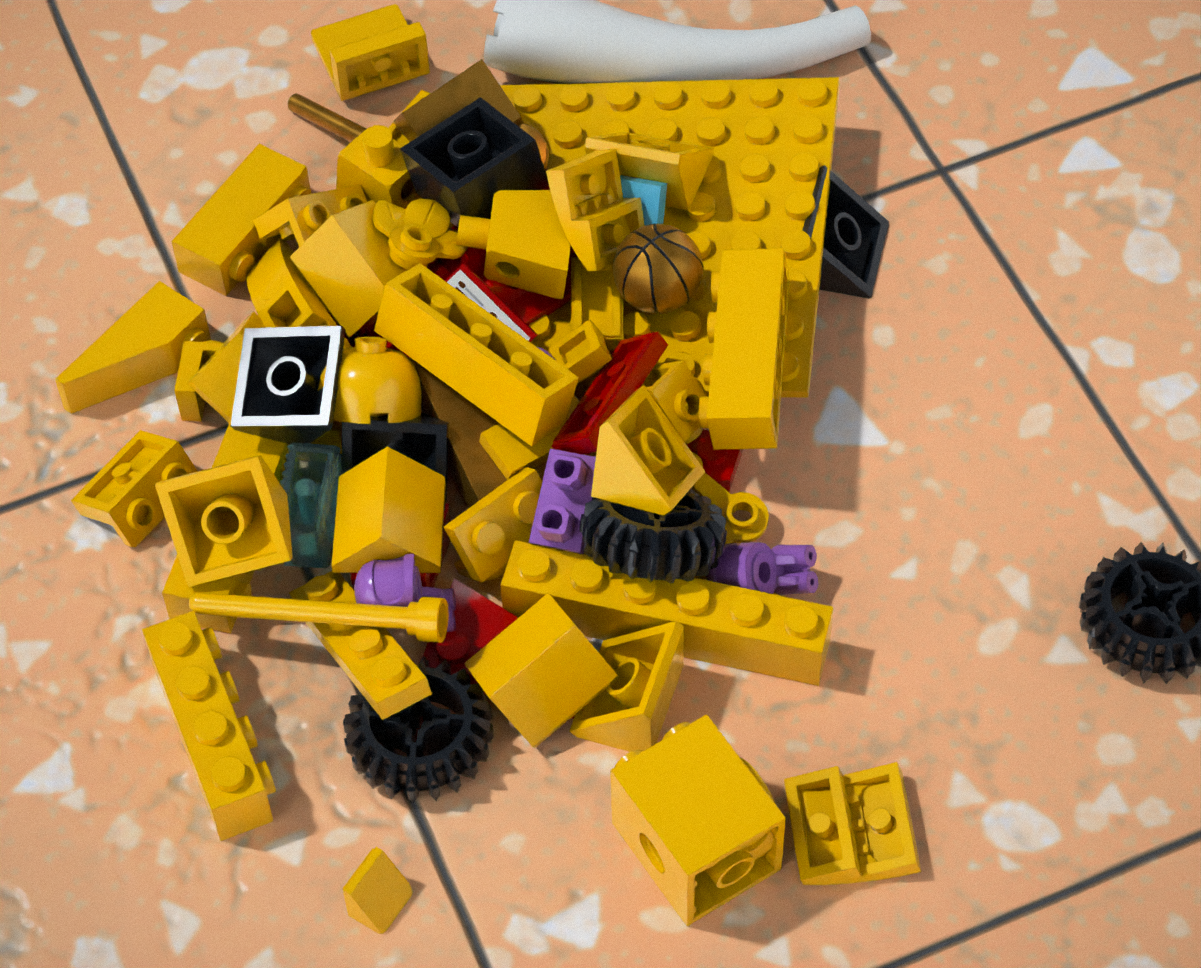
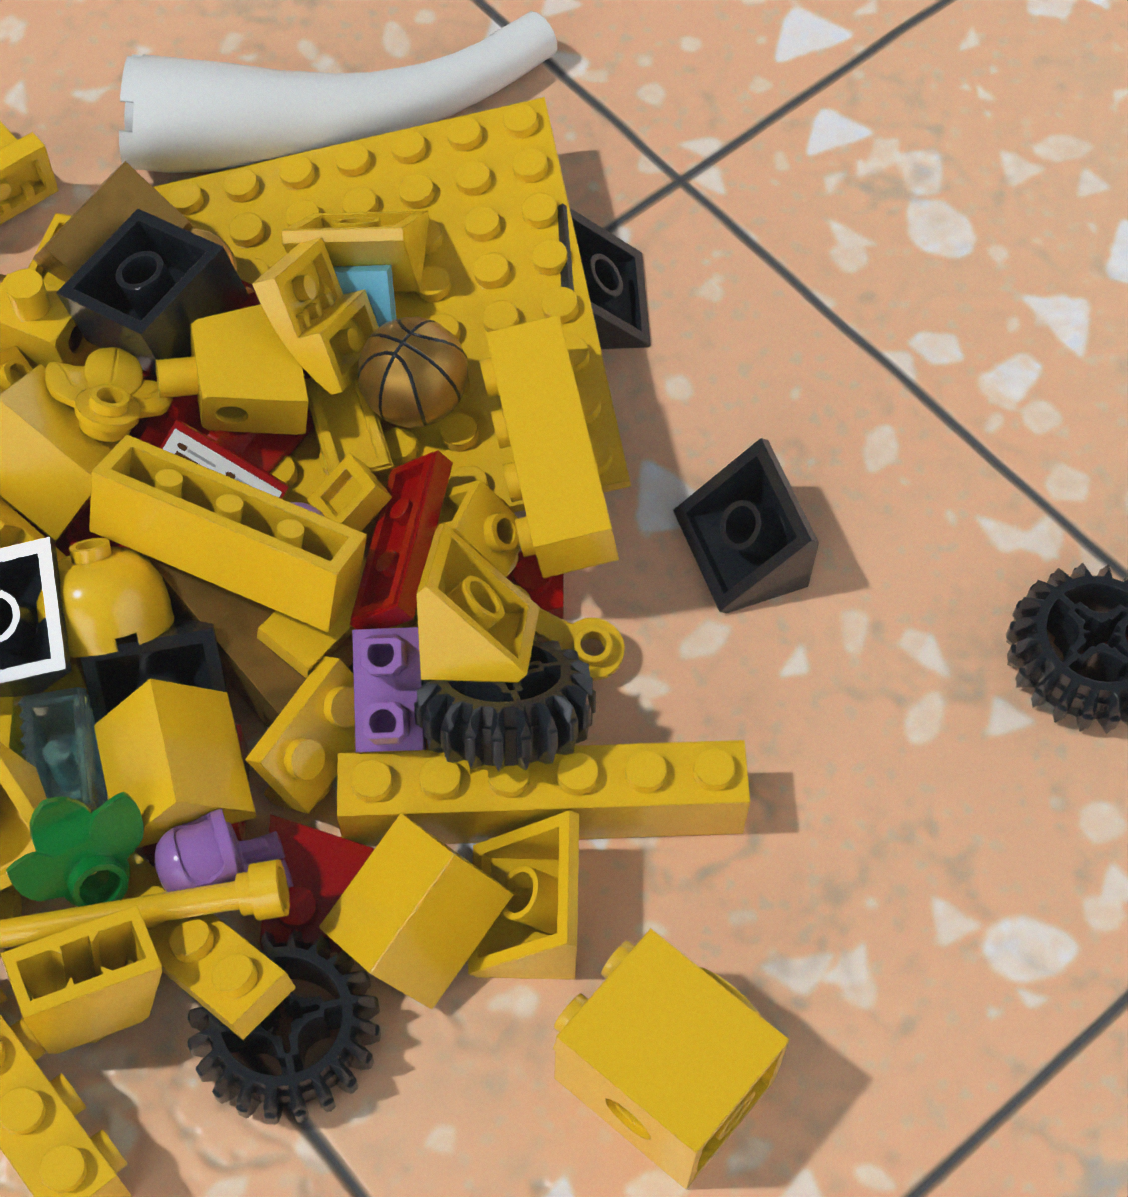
camera: 20 degrees left, 5 degrees up
(281, 651) = (85, 980): none -> yellow torso
(302, 551) = (74, 845): none -> green plate
(759, 568) = (639, 709): medium lavender piece -> none
(851, 825) = (841, 1004): yellow slope -> none
(896, 458) = (749, 531): none -> black slope

